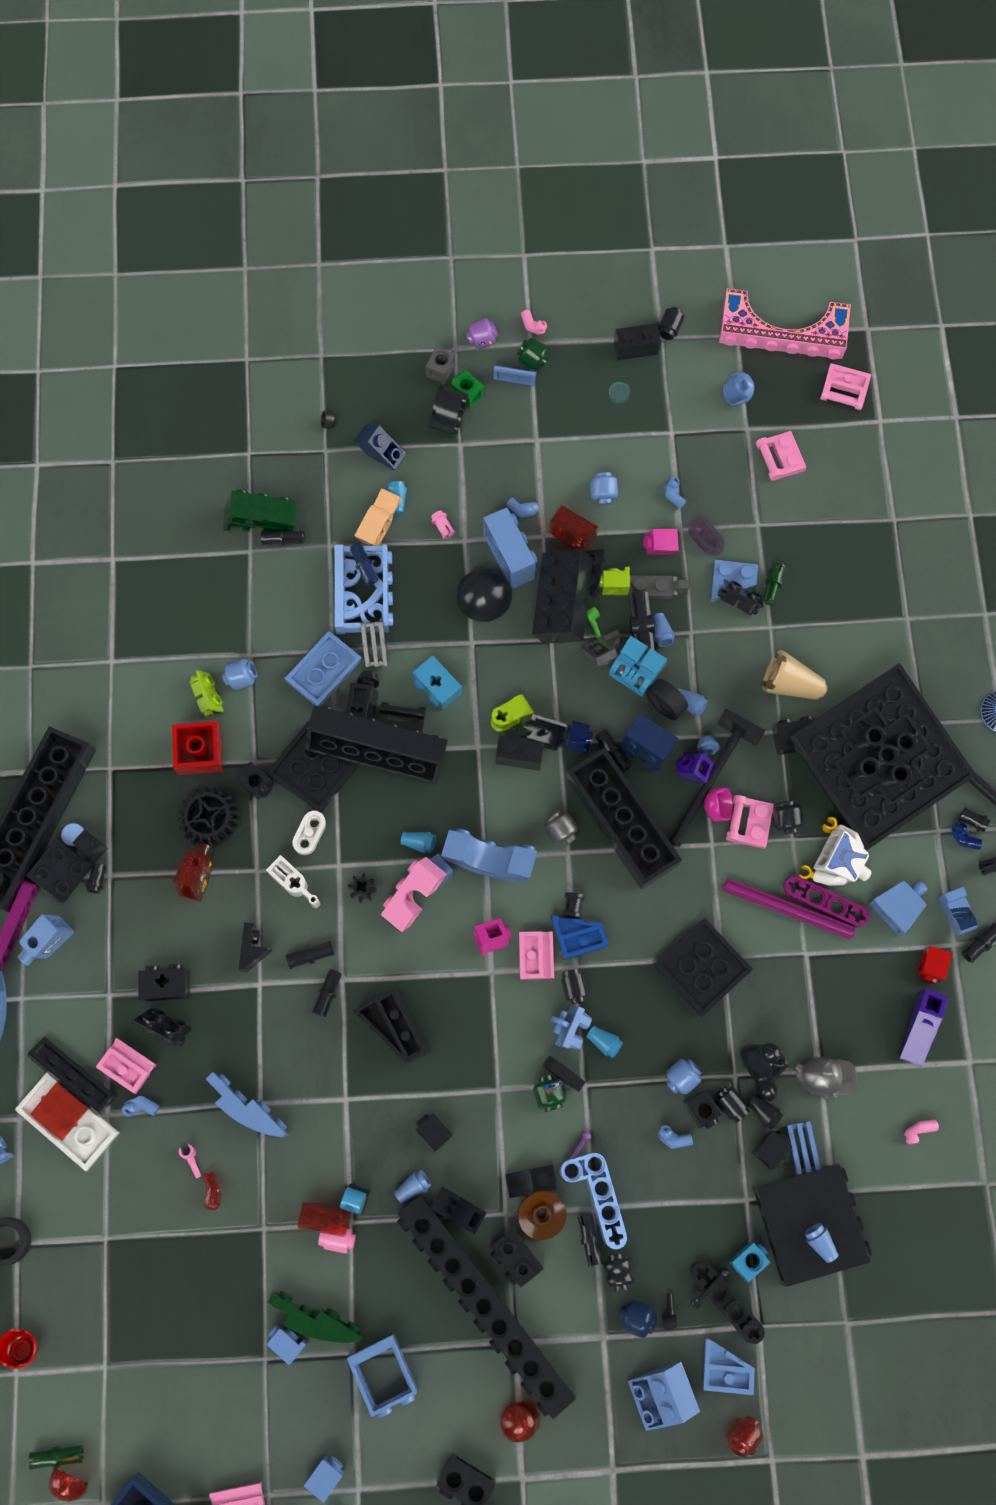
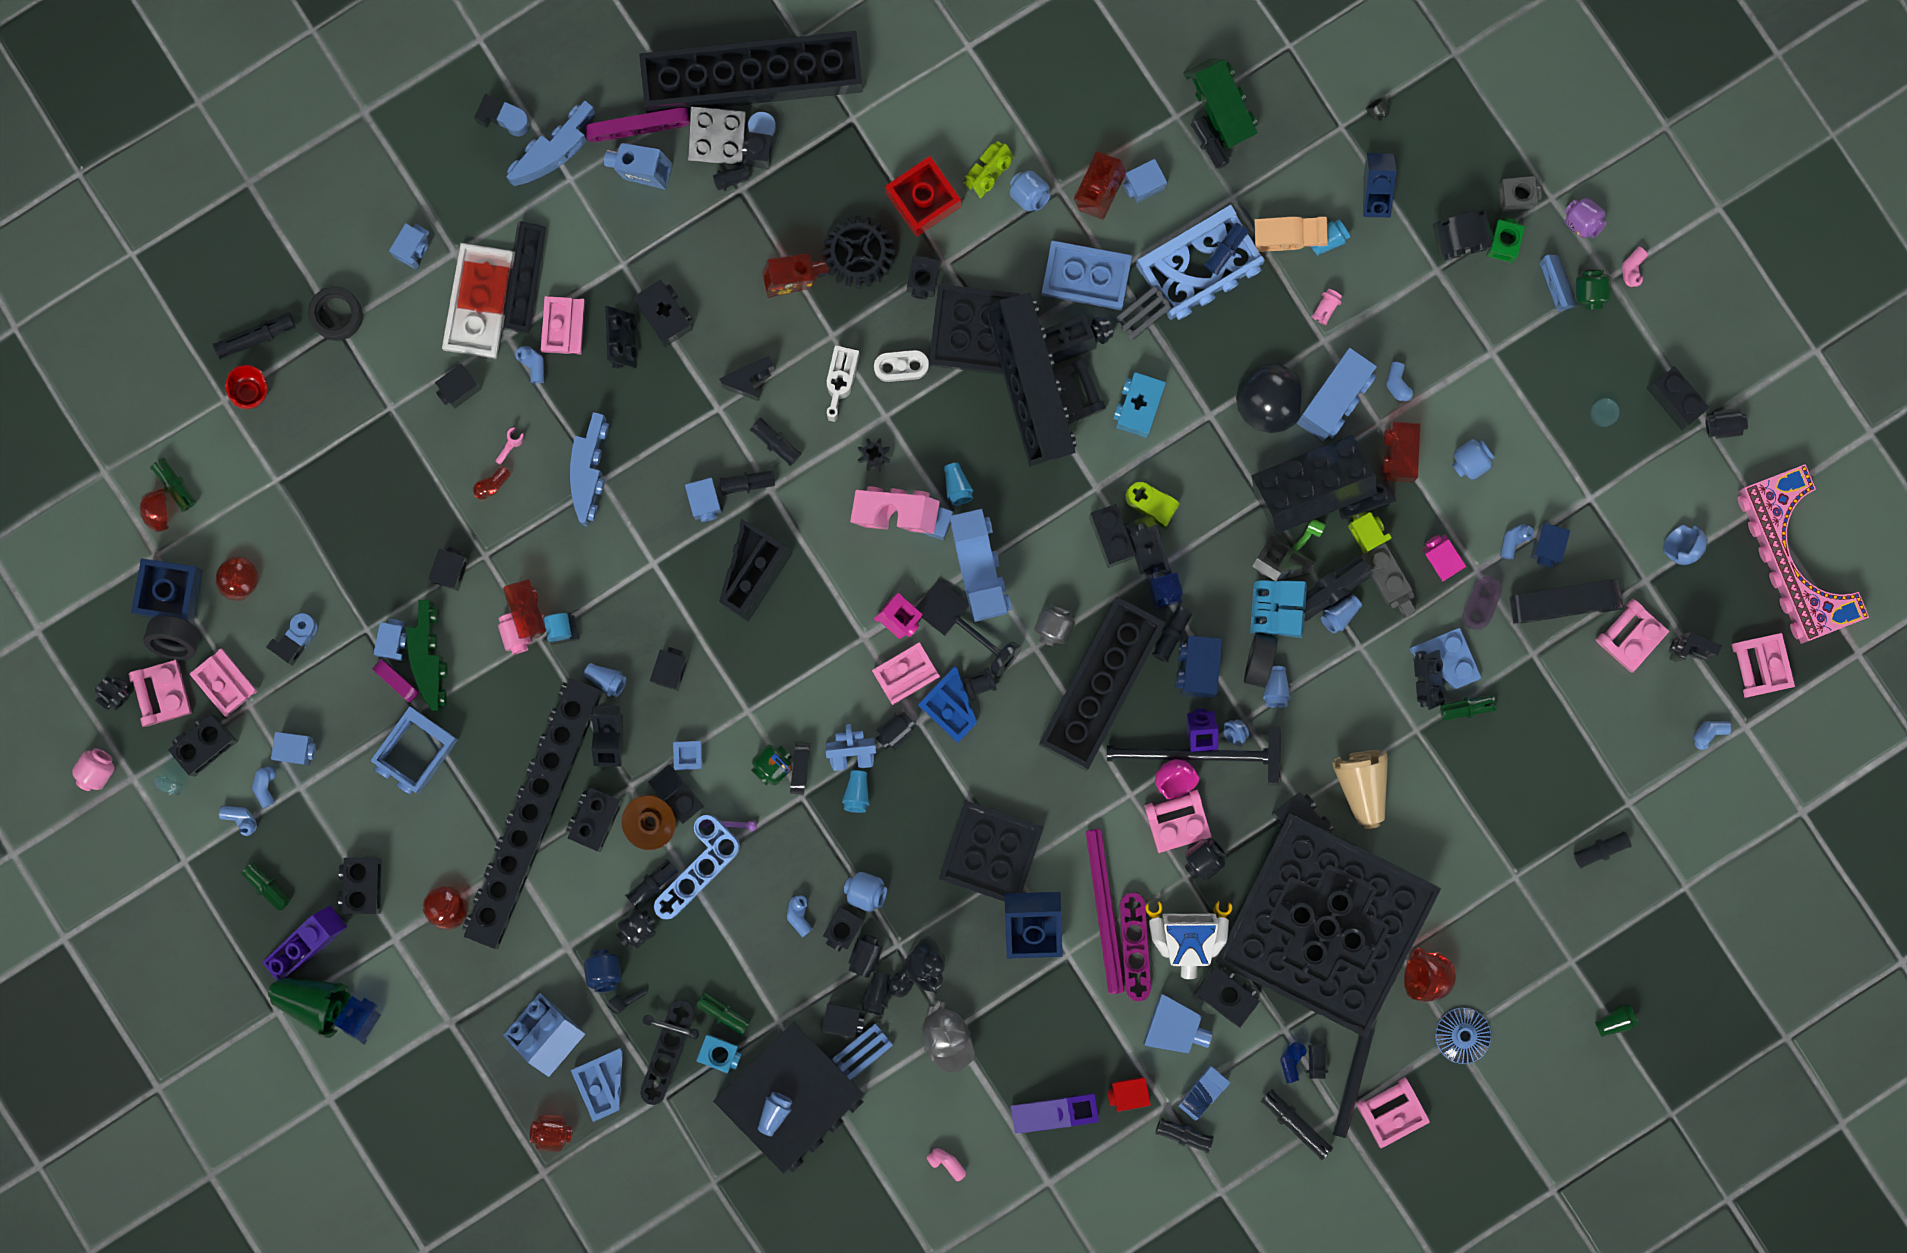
camera: 60 degrees right, 10 degrees up
(121, 1175) = (456, 386): none -> black brick
(162, 1446) = (236, 578): none -> clear red hair
(239, 1424) = (296, 639): none -> leg
(256, 1263) = (448, 568): none -> black brick
(266, 623) = (1100, 185): none -> clear red brick
(282, 594) = (1144, 181): none -> medium blue brick
(319, 1358) = (395, 680): none -> magenta beam
(321, 1032) = (703, 500): none -> medium blue brick
(504, 901) = (944, 609): none -> black piece
(507, 1155) = (687, 755): none -> medium blue plate
(690, 472) = (1550, 545): none -> dark blue brick
(720, 1240) = (723, 1013): none -> dark green axle
(736, 481) = (1566, 601): none -> black beam
(775, 963) = (1033, 925): none -> dark blue brick
(811, 419) = (1694, 646): none -> black bracket
(872, 444) = (1708, 730): none -> medium blue arm
(886, 864) = (1211, 990): none -> black brick
(919, 551) = (1602, 849): none -> black pin
(953, 709) = (1429, 976): none -> clear red piece

